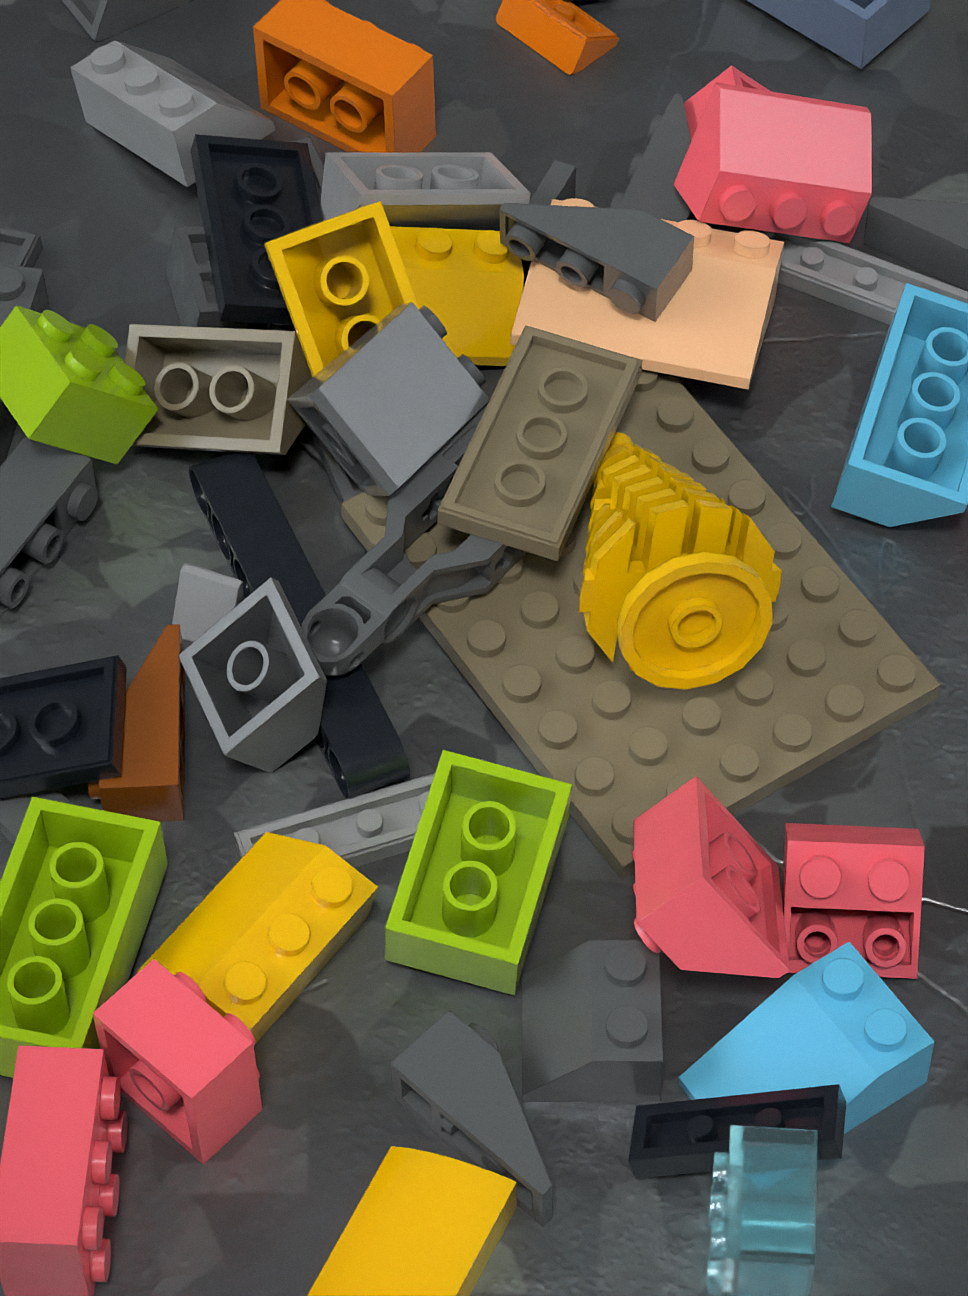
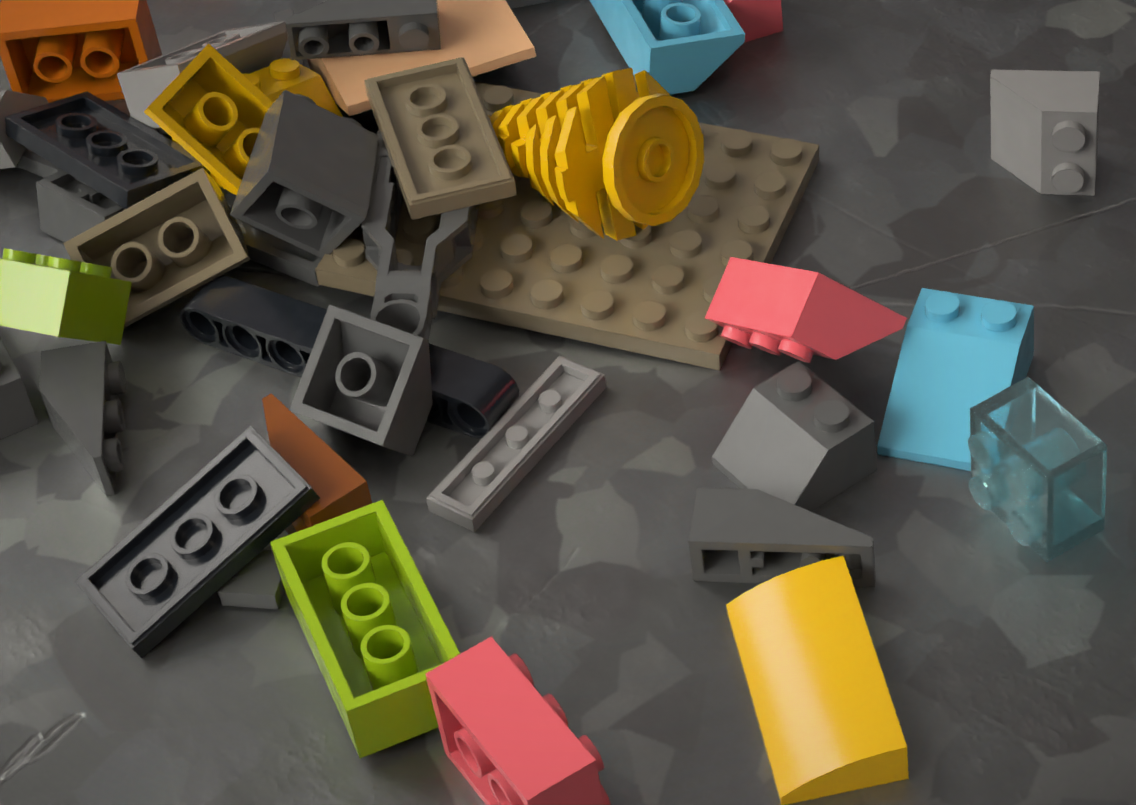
camera: 30 degrees left, 10 degrees down
(180, 1059) = (548, 619): coral brick -> none
(204, 600) = (270, 373): light grey slope -> none
(269, 928) = (513, 537): yellow slope -> none
(477, 872) = (634, 403): lime brick -> none
(685, 1134) = (940, 448): black plate -> none
(853, 889) = (890, 266): coral slope -> none

